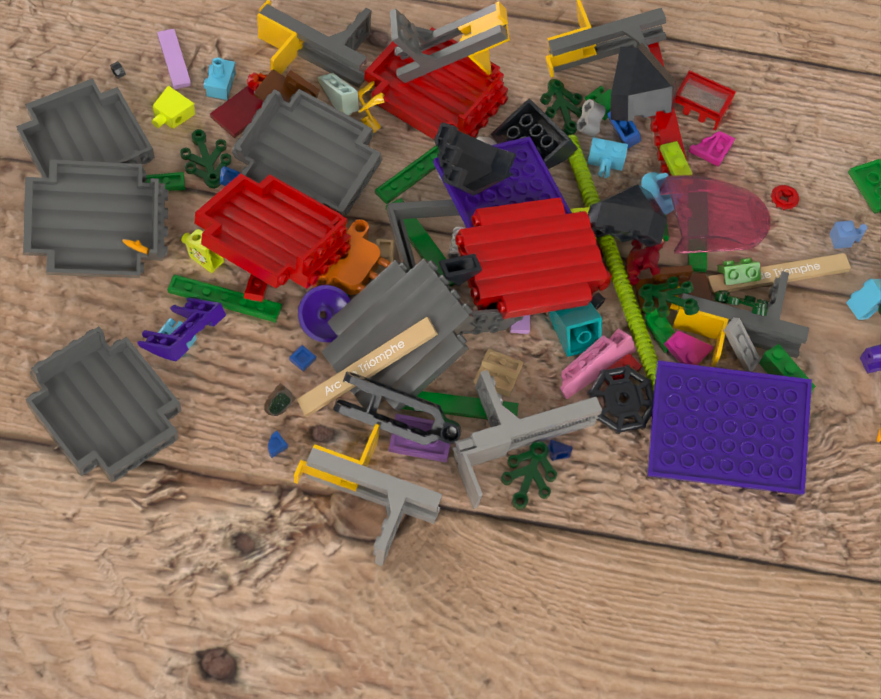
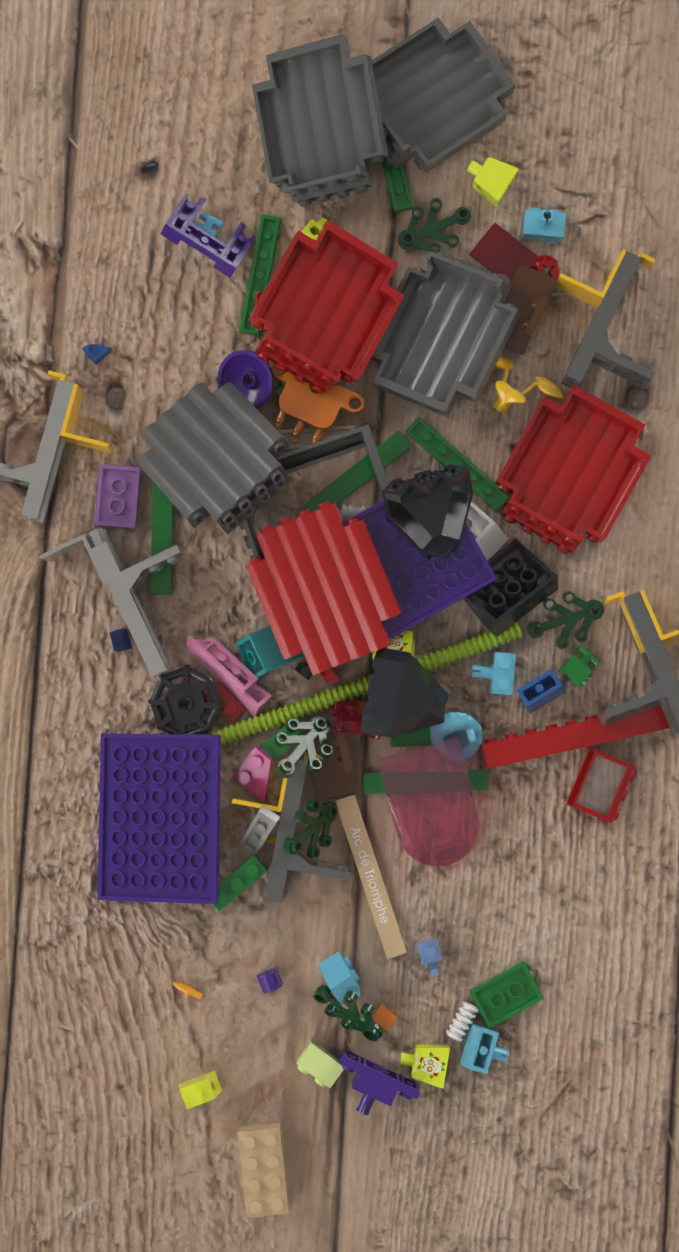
camera: 90 degrees right, 25 degrees up
(103, 405) = (116, 173): dark grey panel -> none
(117, 70) = (539, 111): black axle -> none
(136, 246) = (297, 170): light orange helmet -> none
(174, 59) = (567, 170): lavender tile -> none
(227, 175) = (410, 257): blue tile -> none
(279, 401) = (142, 348): rock -> none
(302, 358) = (198, 365): blue tile -> none
(340, 93) = (544, 360): light aqua slope -> none
(368, 365) = (173, 428): tan tile -> none
(442, 429) = (128, 432): black piece -> none
(460, 268) = (282, 506): black slope -> none
(480, 29) = (613, 508): dark grey piece -> none
(503, 369) = (205, 571): tan slope -> none
(530, 472) = (93, 612): dark green plant -> none
(590, 119) = (547, 651): light grey axle -> none
(640, 85) = (580, 702): black panel -> none
(675, 159) = (493, 753): lime hinge -> none
(713, 148) = (532, 799): dark pink wing -> none
(740, 272) = (364, 829): bright green bracket -> none
(787, 192) = (472, 893): red gear -> none

